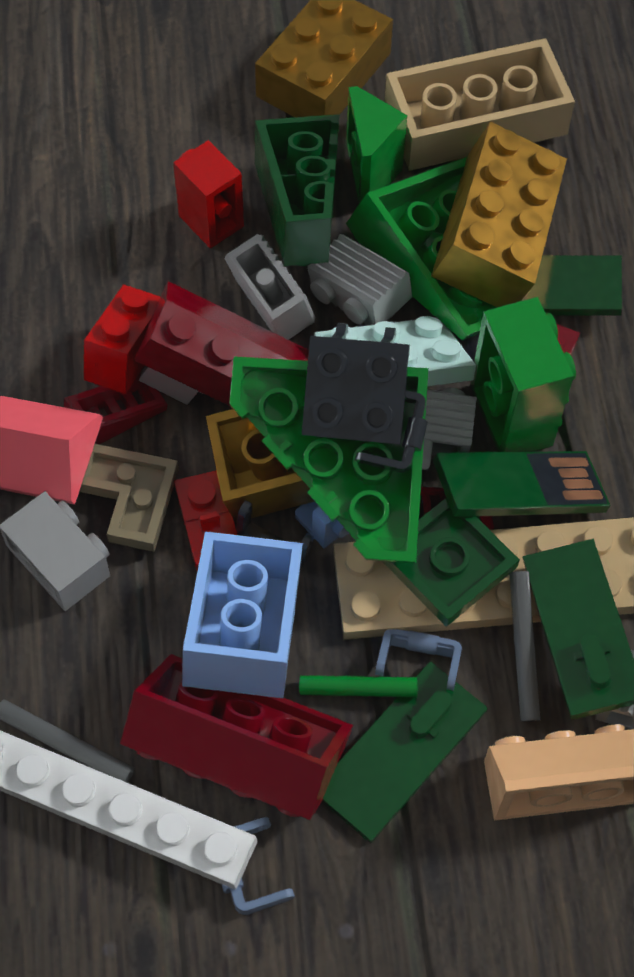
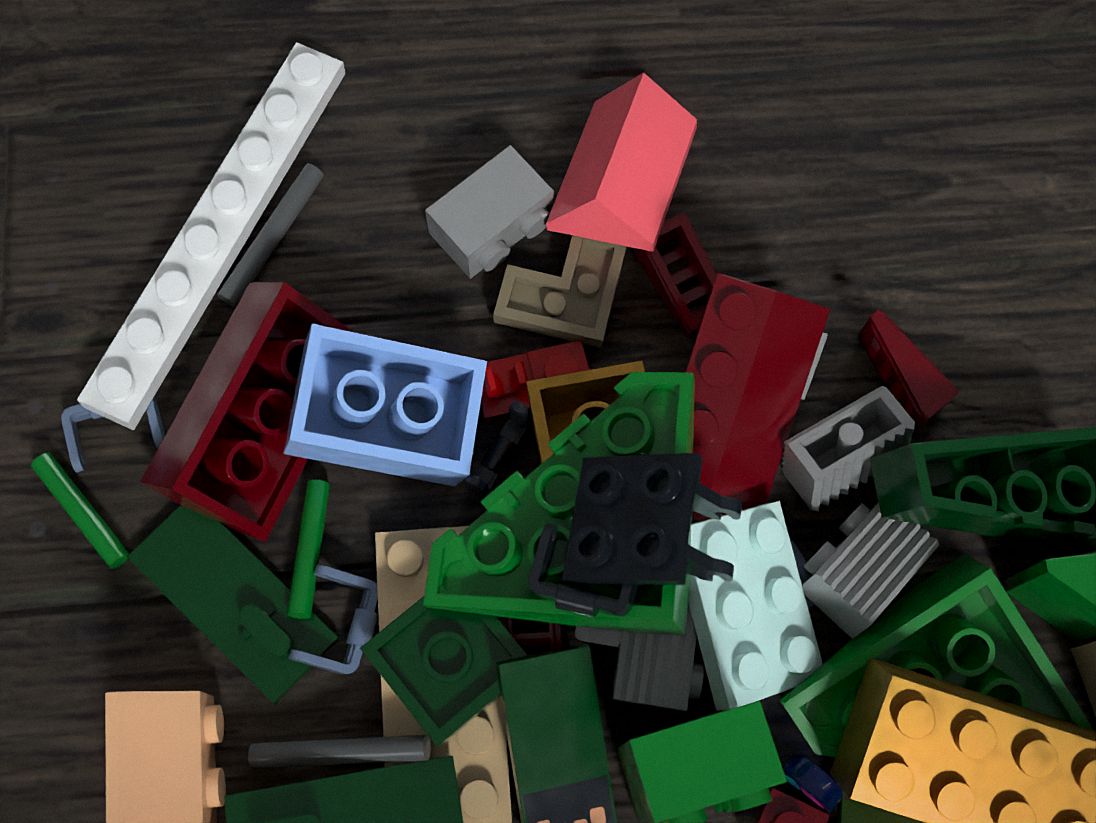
camera: 90 degrees right, 10 degrees up
(117, 338) = (766, 259): red brick -> none
(202, 253) = (905, 370): none -> dark red slope
(209, 193) = (993, 366): red brick -> none
(329, 888) = (80, 510): none -> green piece

